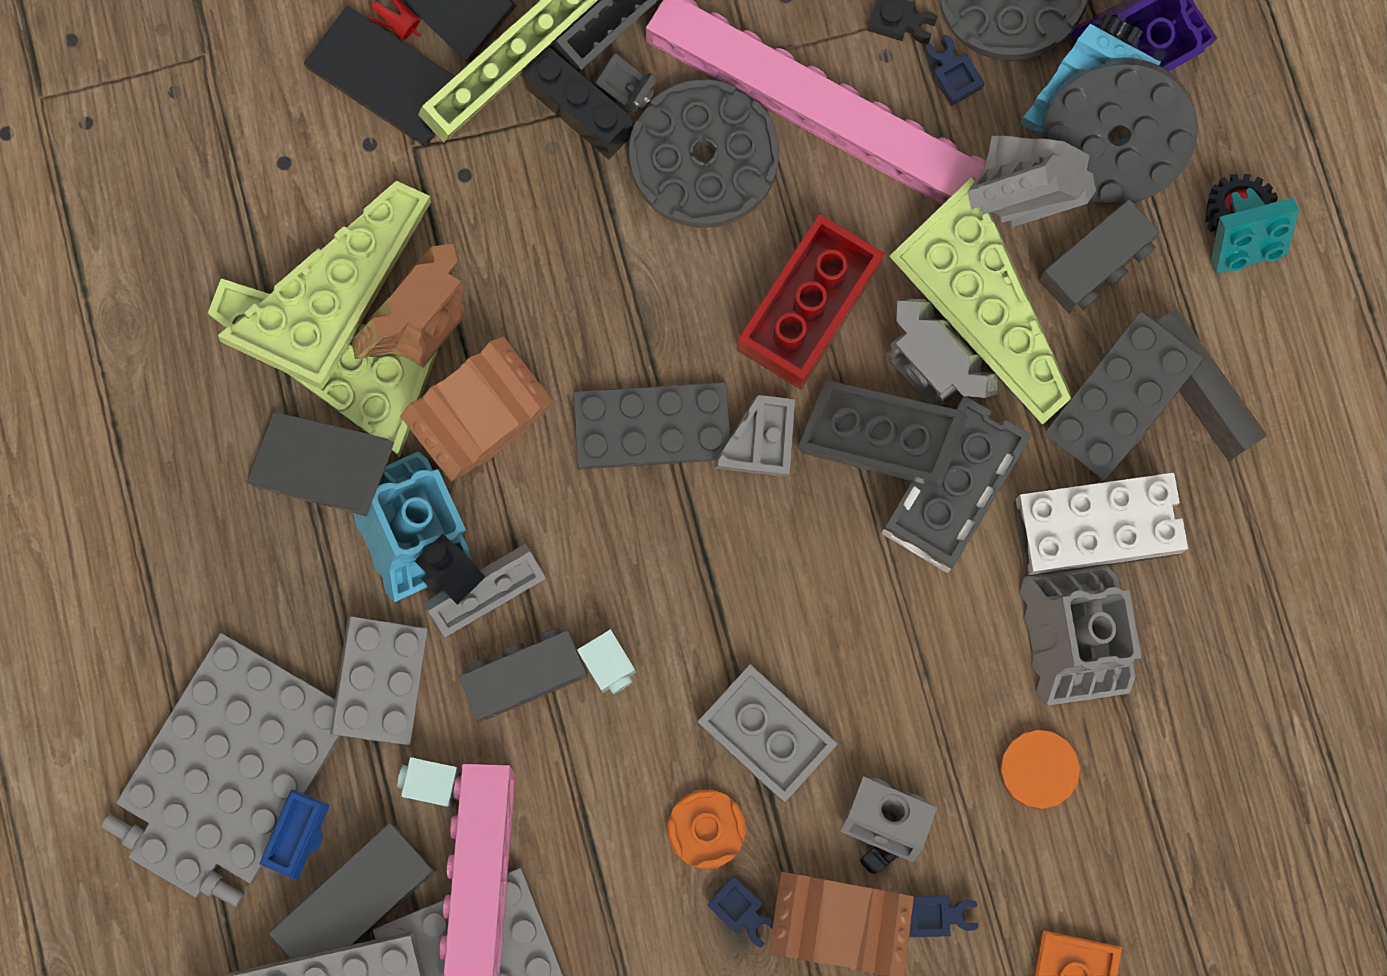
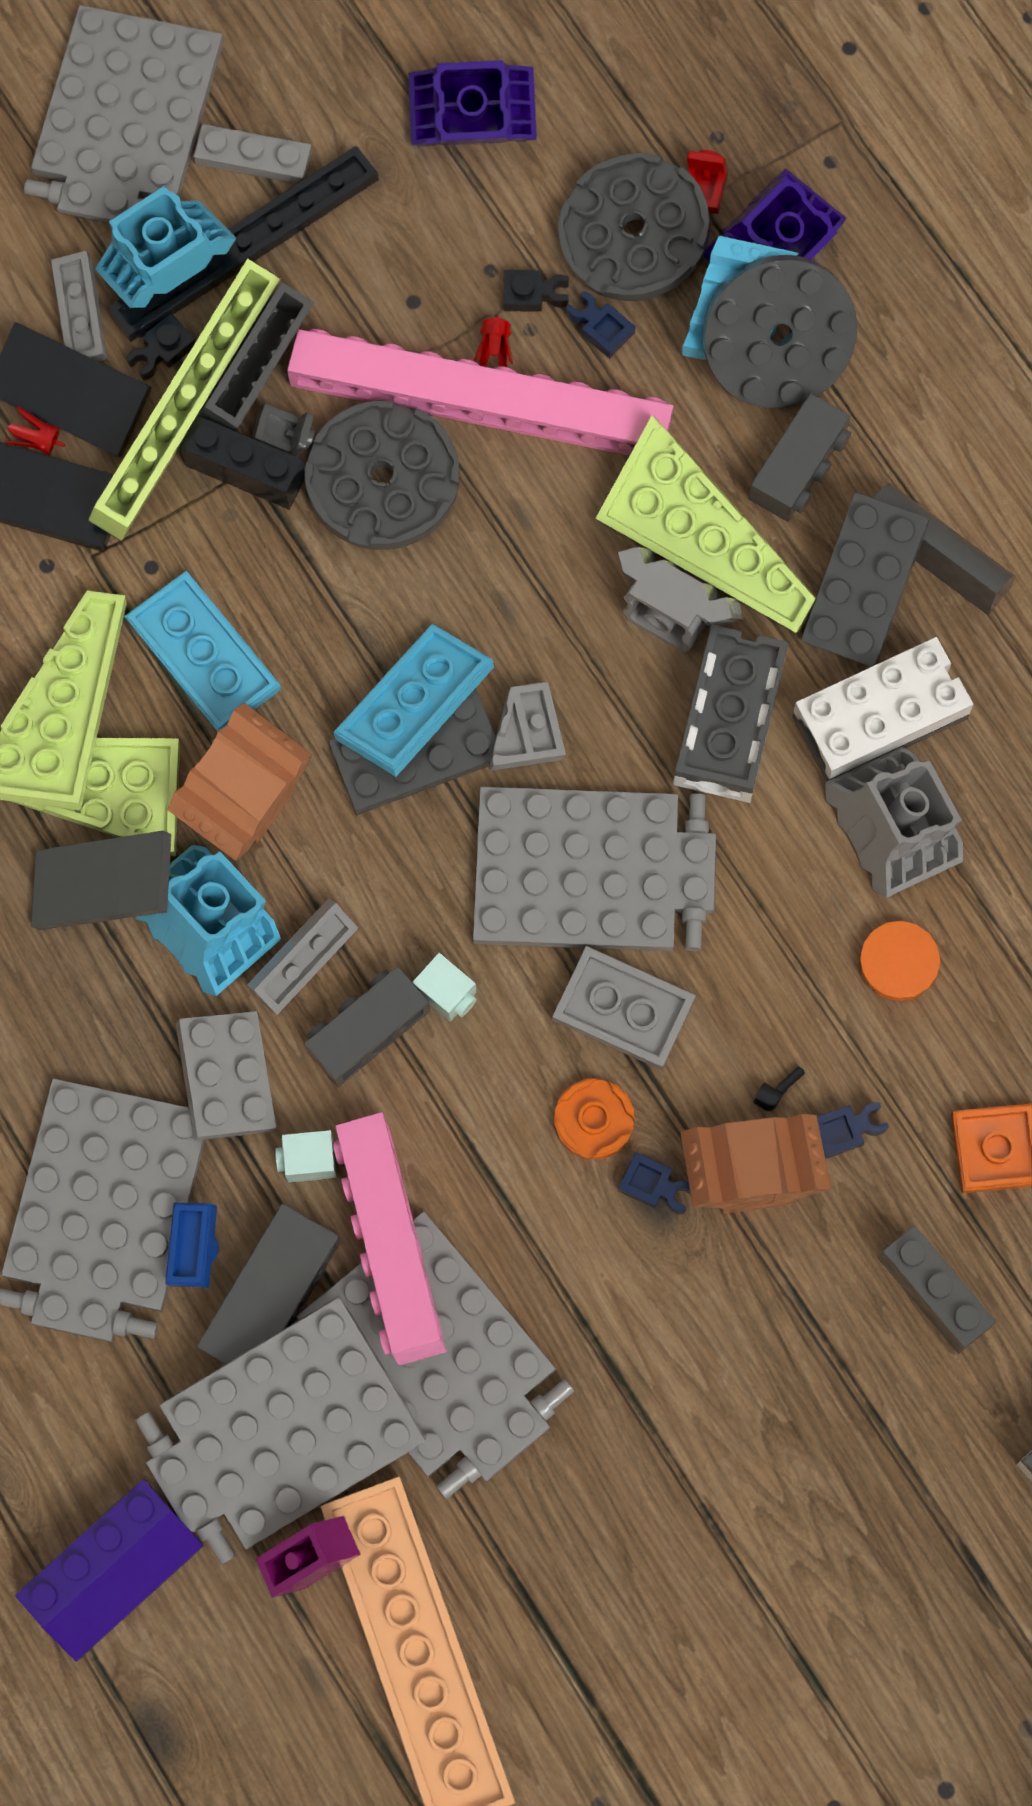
camera: 15 degrees left, 5 degrees down
(418, 313) = (151, 706): nougat slope -> none
(448, 570) = (263, 942): black brick -> none
(495, 282) = (202, 651): none -> medium azure tile
(664, 378) = (413, 700): none -> medium azure tile
(779, 590) = (591, 869): none -> light grey plate
(810, 301) = (532, 583): red brick -> none
(848, 58) = (494, 341): none -> red piece
(867, 823) = (751, 1061): light grey brick -> none
(883, 433) = (644, 684): dark grey plate -> none
(1031, 179) = (710, 400): light grey slope -> none
(1120, 29) = (749, 233): black plate -> none
(1248, 223) = (933, 383): teal plate -> none

